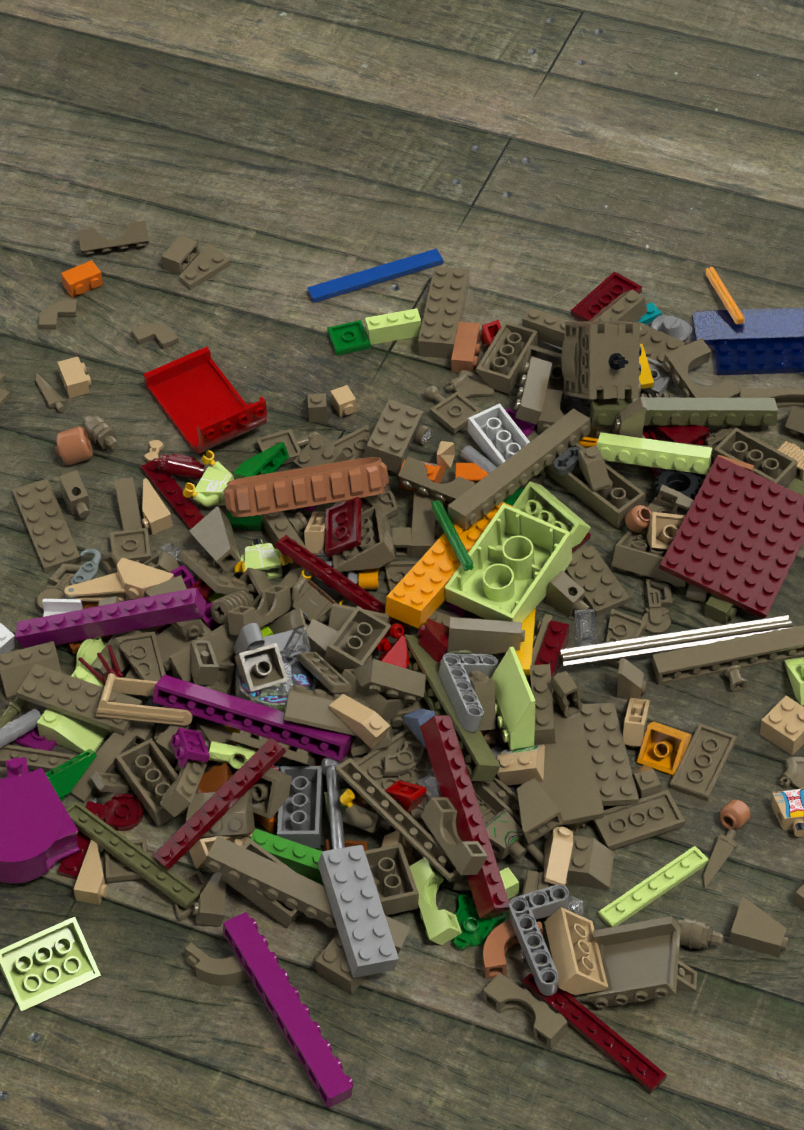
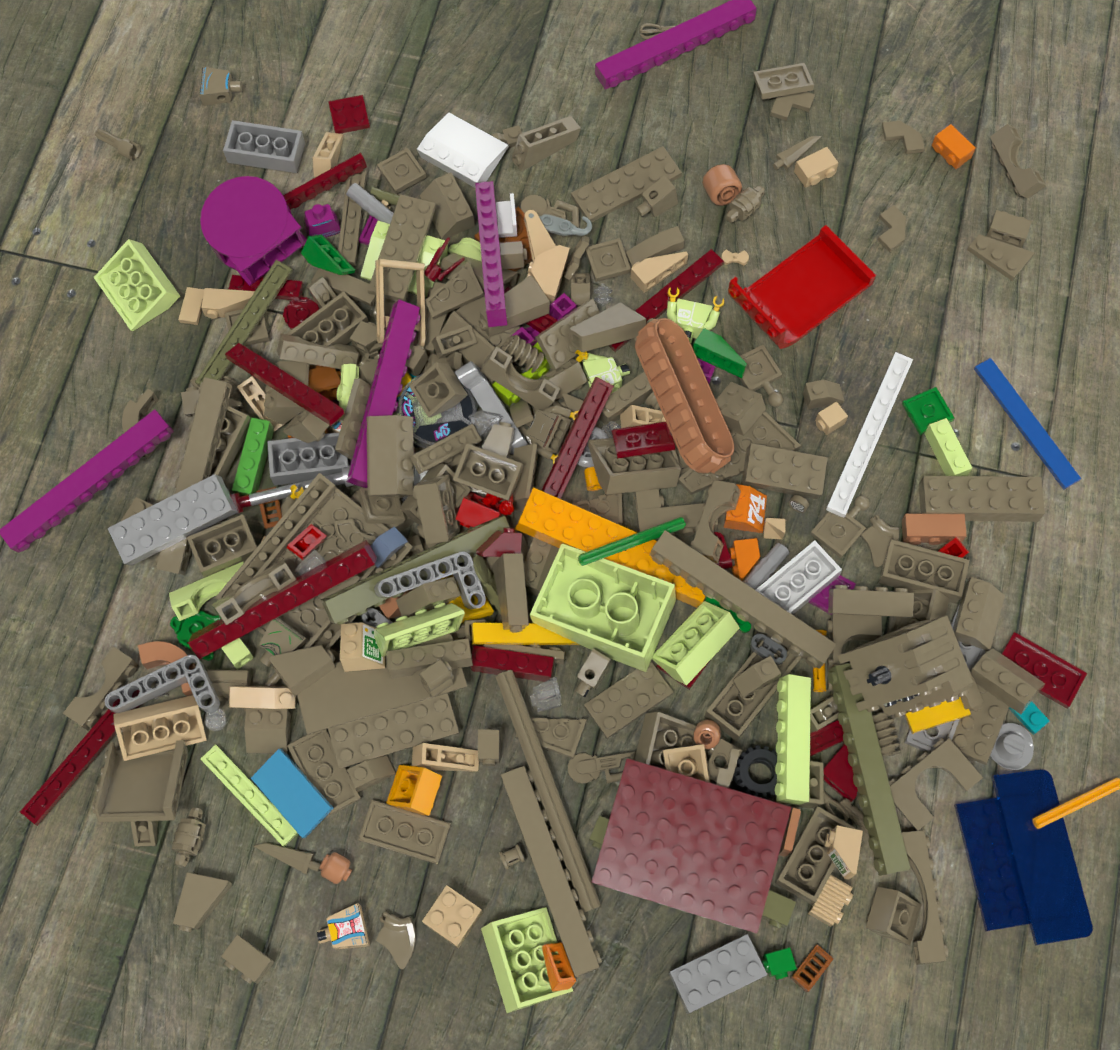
camera: 80 degrees right, 20 degrees up
(86, 913) = (191, 306): none -> tan tile
(180, 465) = (711, 281): dark red piece -> none
(189, 745) = (348, 348): magenta bracket -> none
(361, 720) = (376, 485): tan slope -> none
(367, 375) = (869, 435): none -> white plate
(632, 419) = (830, 708): dark tan slope -> none
(657, 845) = (292, 793): none -> dark azure tile
(759, 426) = (844, 849): none -> tan slope

